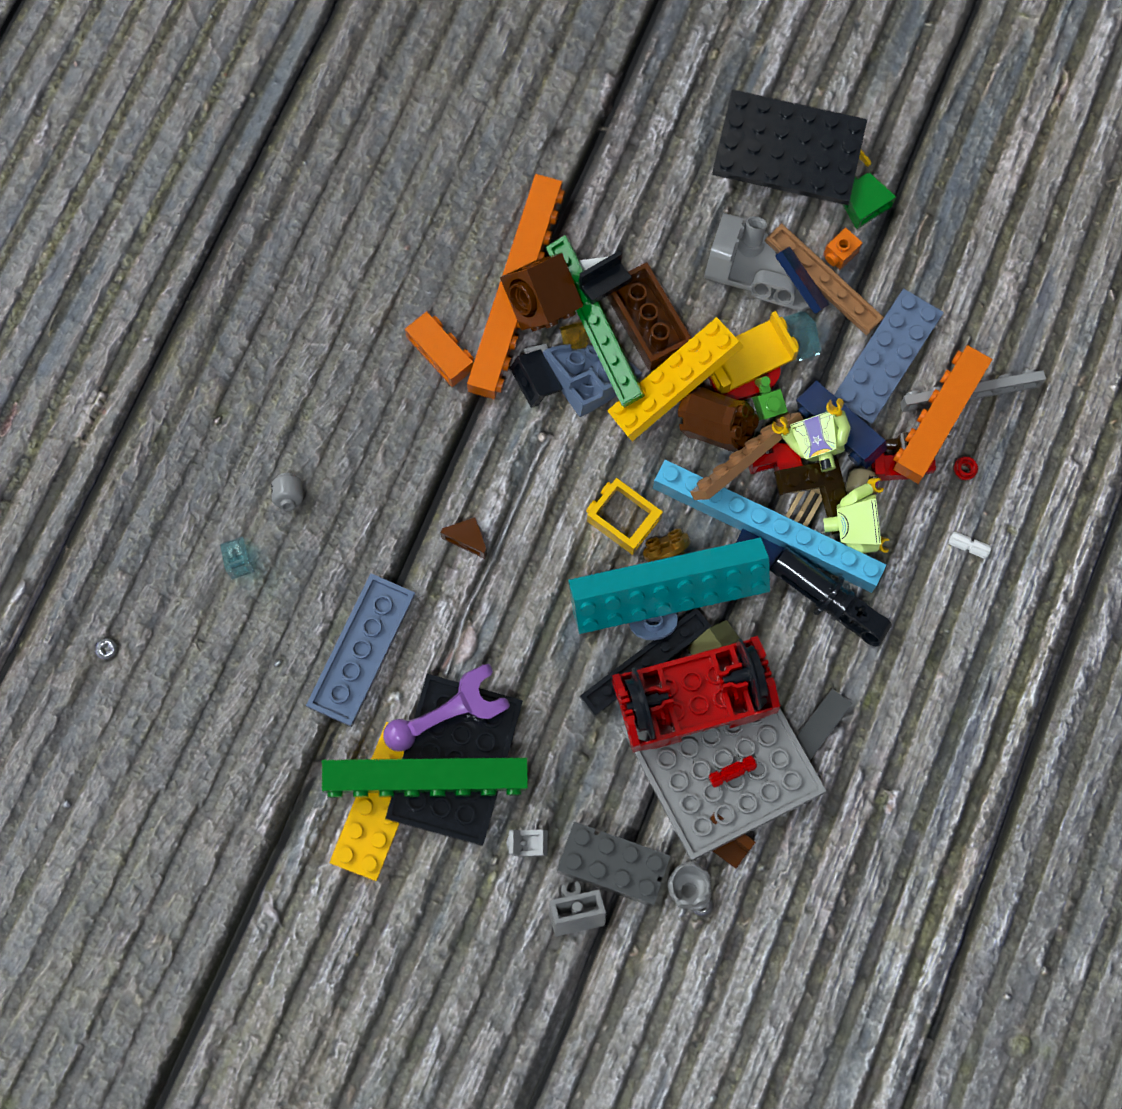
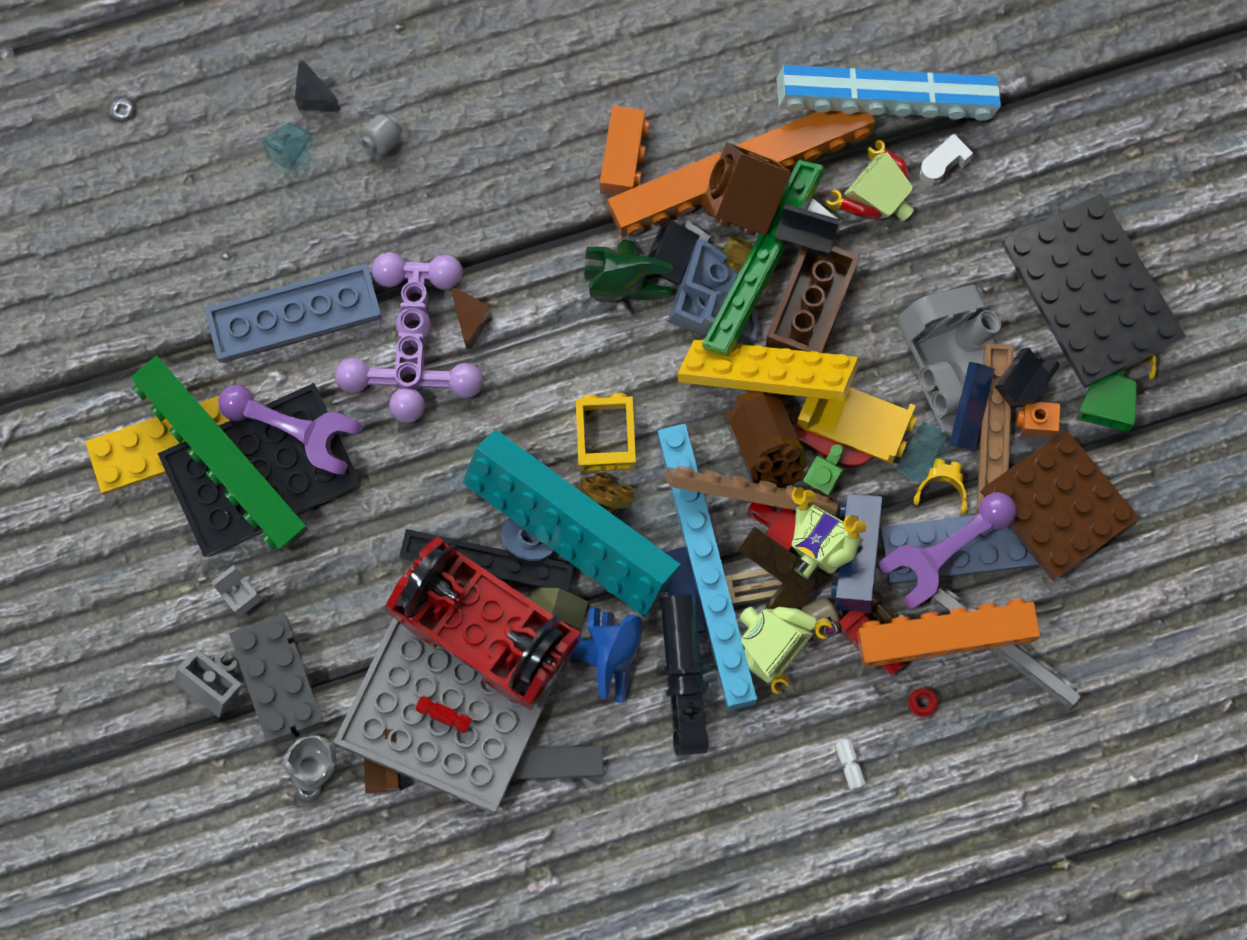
camera: 55 degrees right, 0 degrees up
(215, 510) = (312, 93): none -> black slope
(492, 625) = (407, 403): none -> lavender piece
(526, 415) = (624, 274): none -> dark green piece
(551, 157) = (888, 92): none -> brick
(607, 216) = (878, 189): none -> yellowish green torso
(621, 170) = (944, 158): none -> white leg
(777, 629) = (610, 651): none -> blue piece
(812, 233) = (1025, 378): none -> black panel
(832, 330) = (946, 473): none -> yellow helmet
(883, 387) = (995, 512): none -> medium lavender piece
(908, 282) = (1062, 505): none -> reddish brown plate

